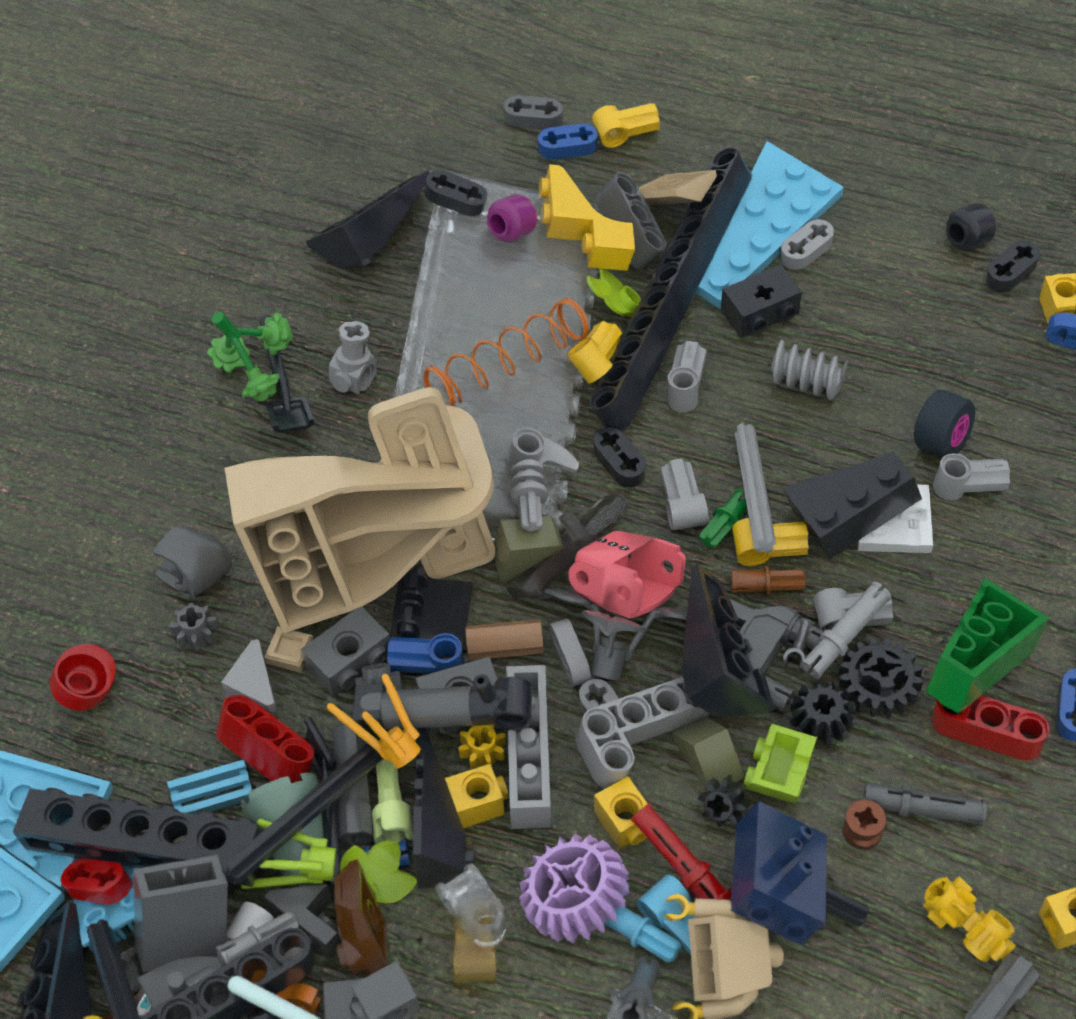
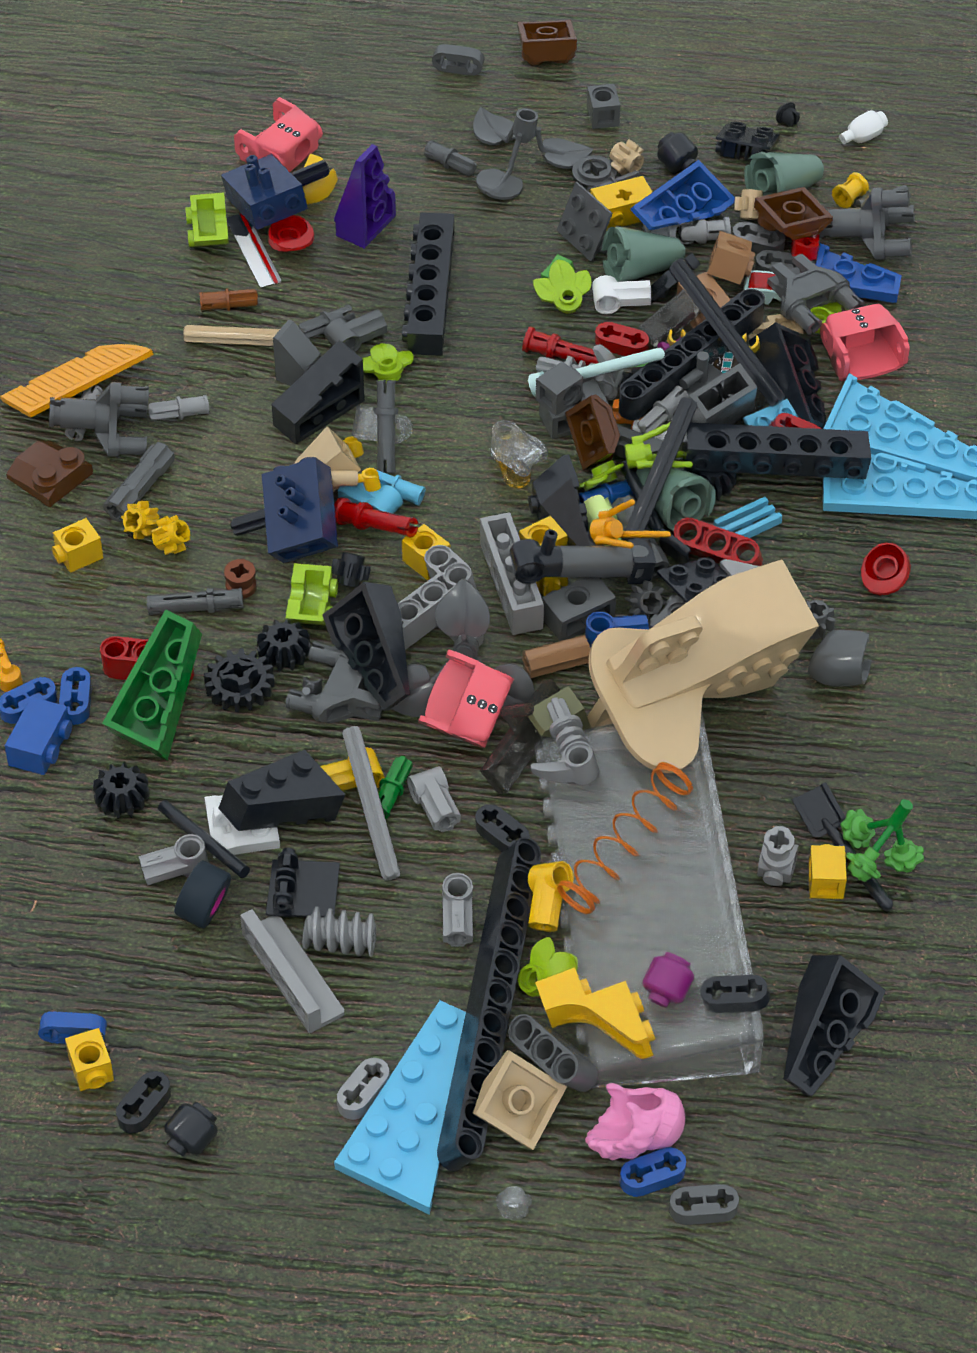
camera: 165 degrees right, 5 degrees down
(308, 680) = (692, 577): none -> black hinge
(310, 348) = (827, 871): none -> yellow brick
(562, 875) = (449, 490): lavender gear -> none
(569, 652) = (496, 650): light grey beam -> none
(582, 151) = (637, 1122): none -> bright pink hair
(616, 125) = (601, 1195): yellow piece -> none
(693, 133) = (513, 1203): none -> clear plate
(761, 301) = (398, 1002): black brick -> none
(766, 580) = (336, 745): dark orange axle -> none
(834, 603) = (277, 726): light grey piece -> none
(834, 642) = (279, 683): light grey pin -> none
(838, 431) = (301, 886): none -> black hinge
(870, 368) = (291, 970): none -> light grey panel
(939, 493) = (211, 844): none -> black bar
(1026, 565) = (121, 790): none -> black gear

